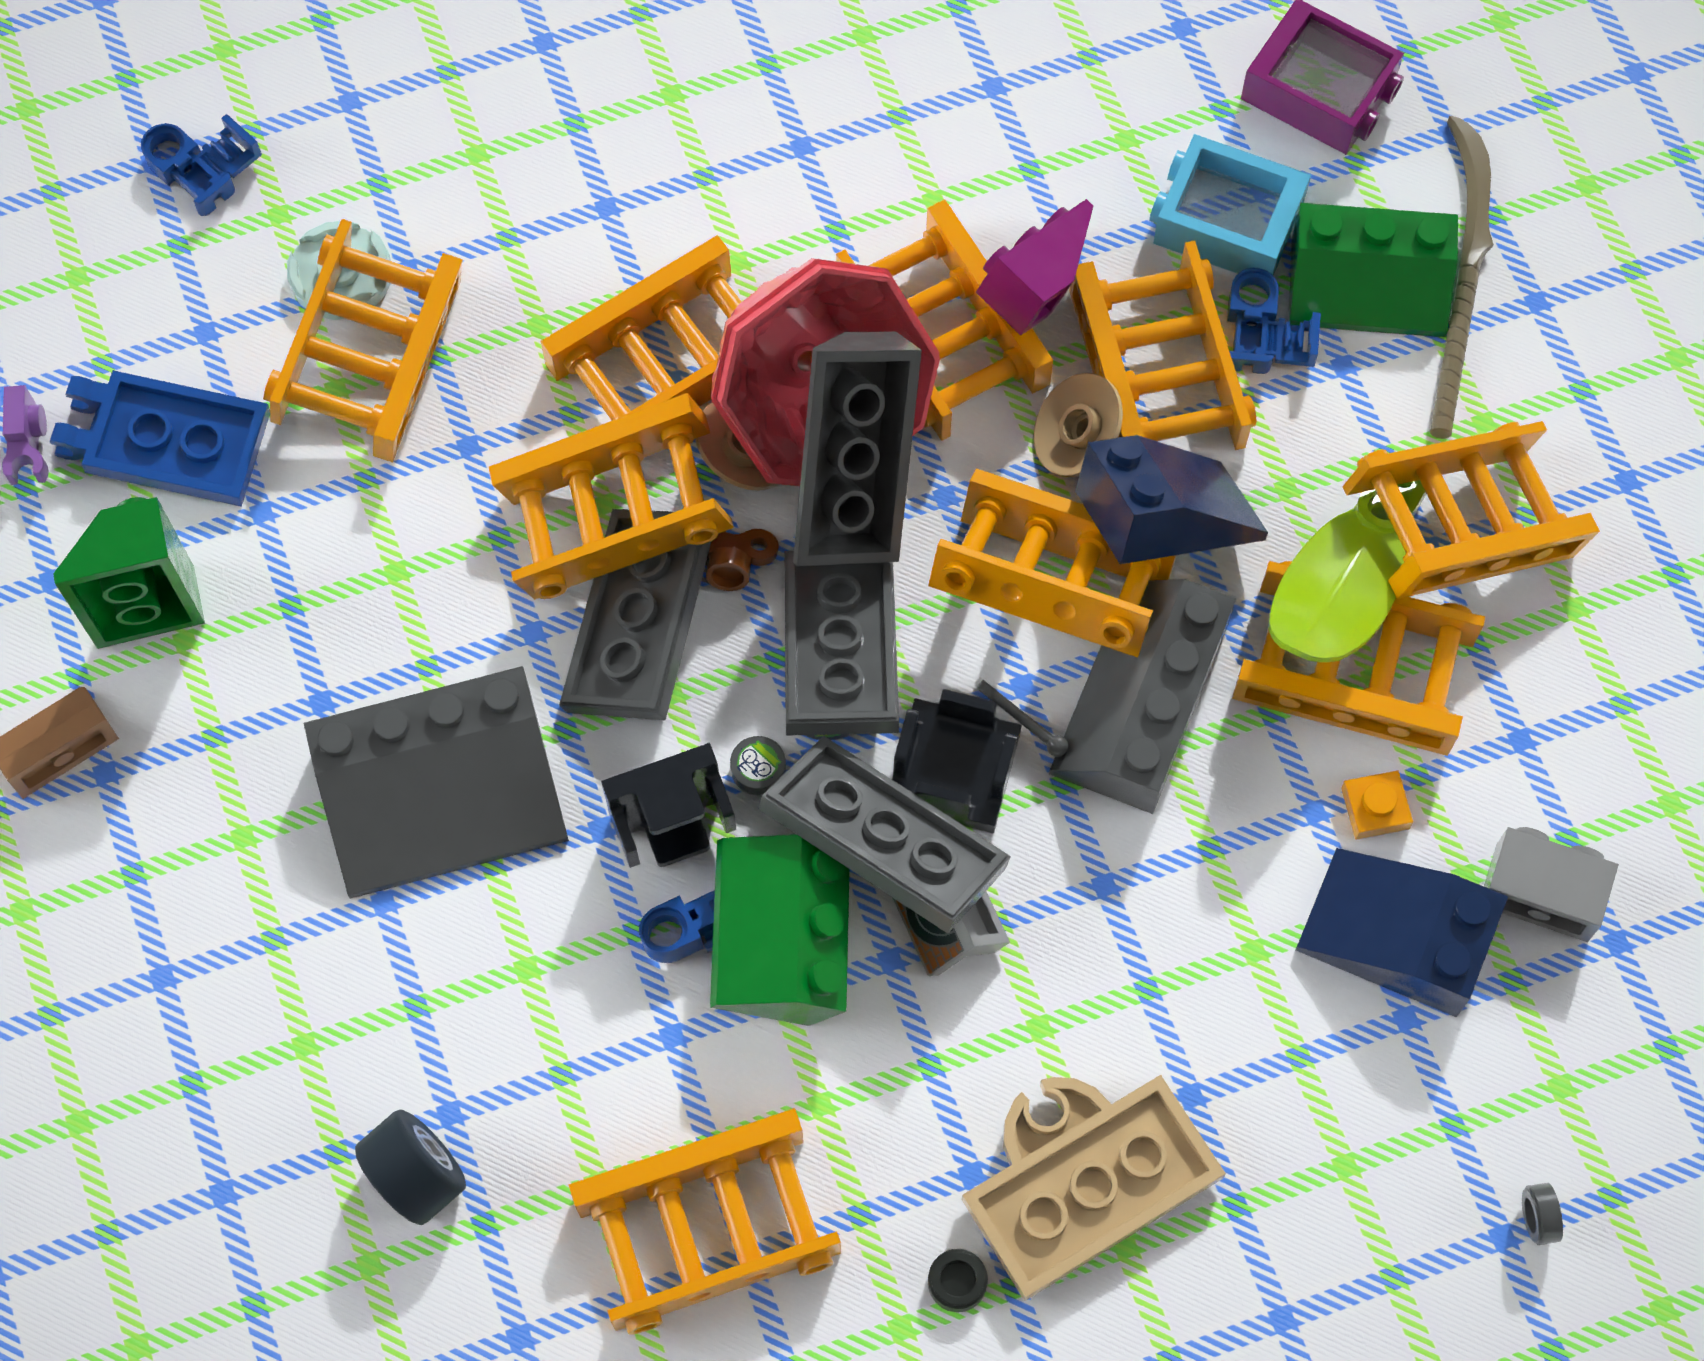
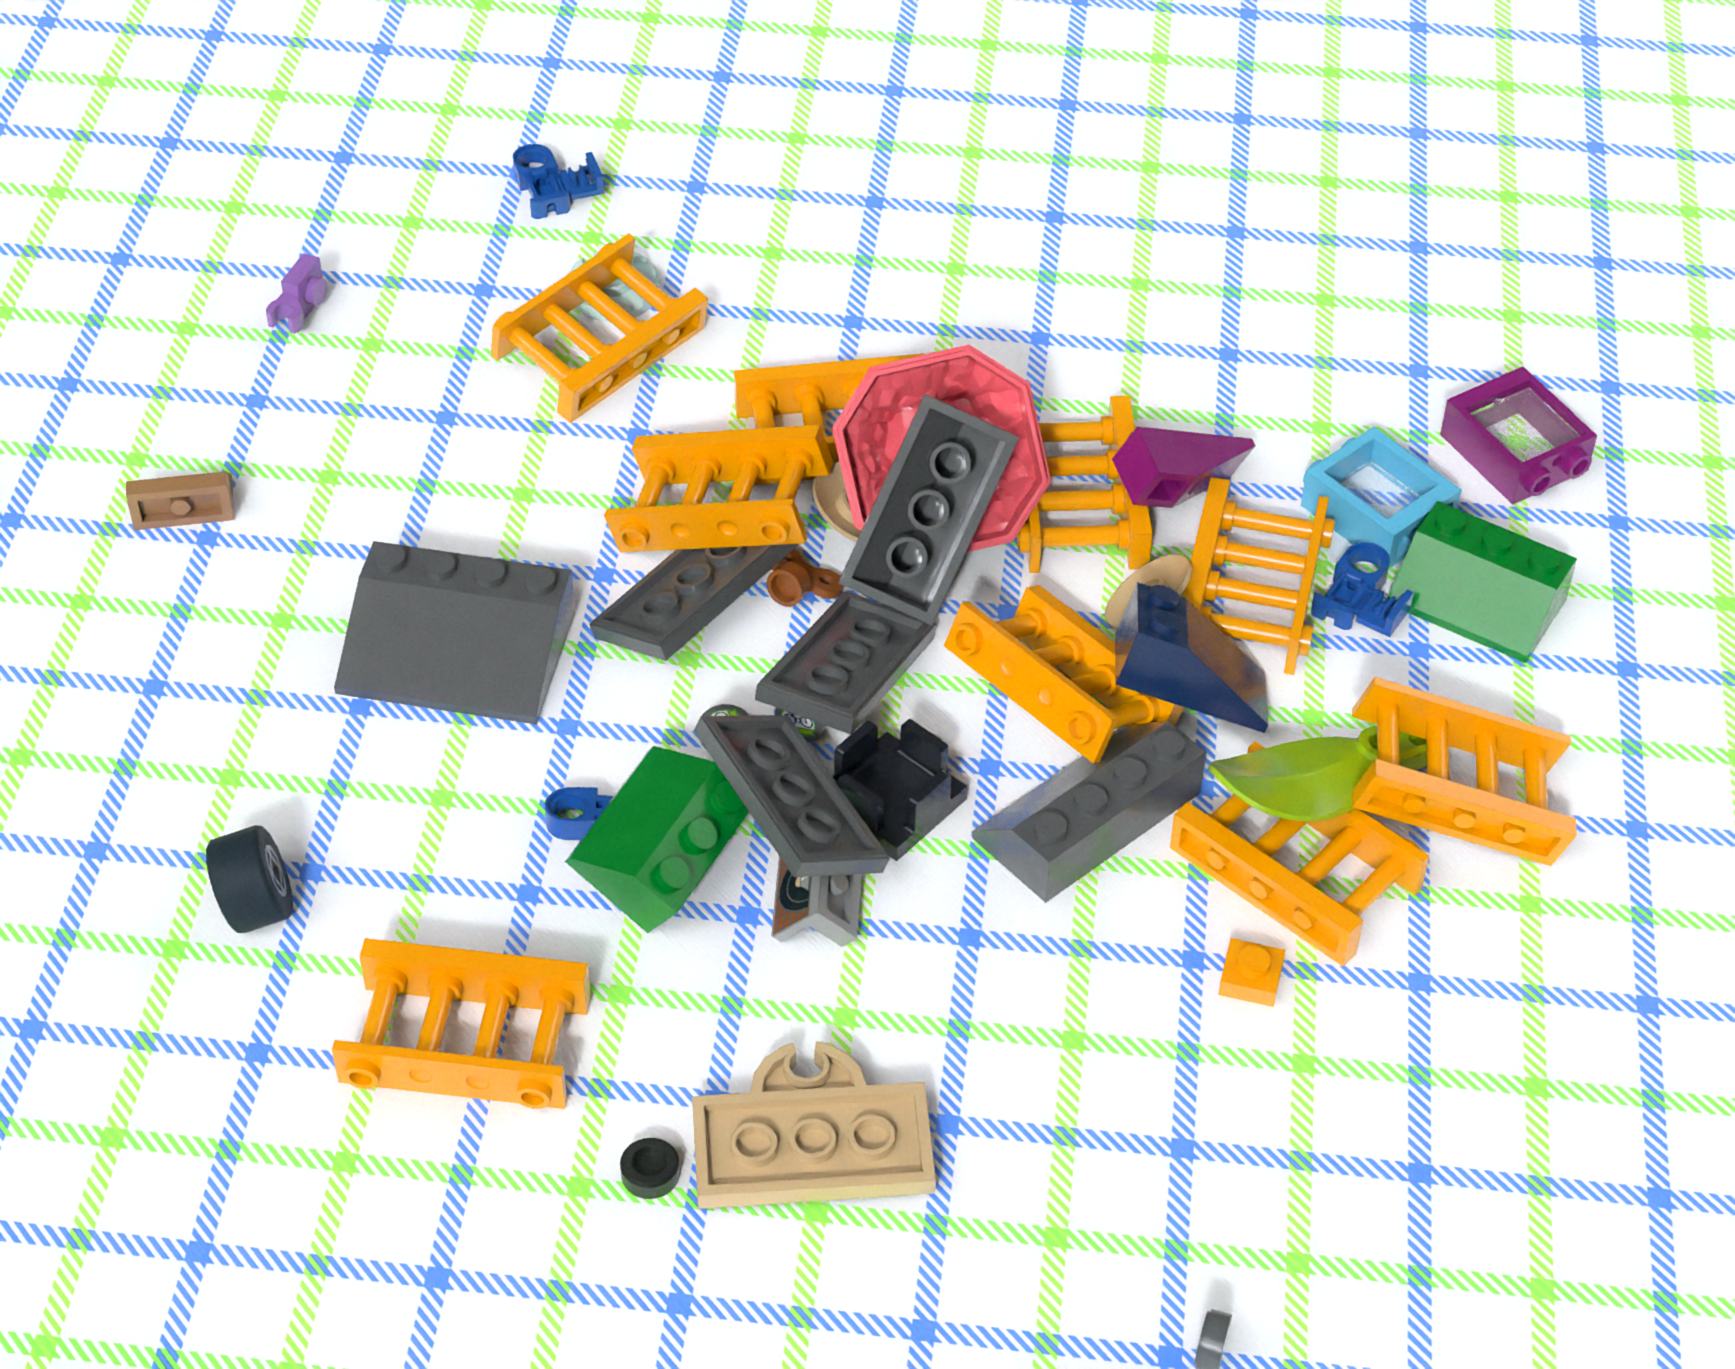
camera: 25 degrees right, 20 degrees down
(130, 576) = (307, 393): green slope -> none
(164, 436) = (404, 337): blue tile -> none
(668, 805) = (626, 707): black panel -> none
(1056, 745) = (987, 809): dark grey hinge -> none
(1403, 927) = (1222, 1072): dark blue slope -> none
(1475, 246) = (1592, 604): dark tan piece -> none
(1551, 882) = (1373, 1088): light grey brick -> none

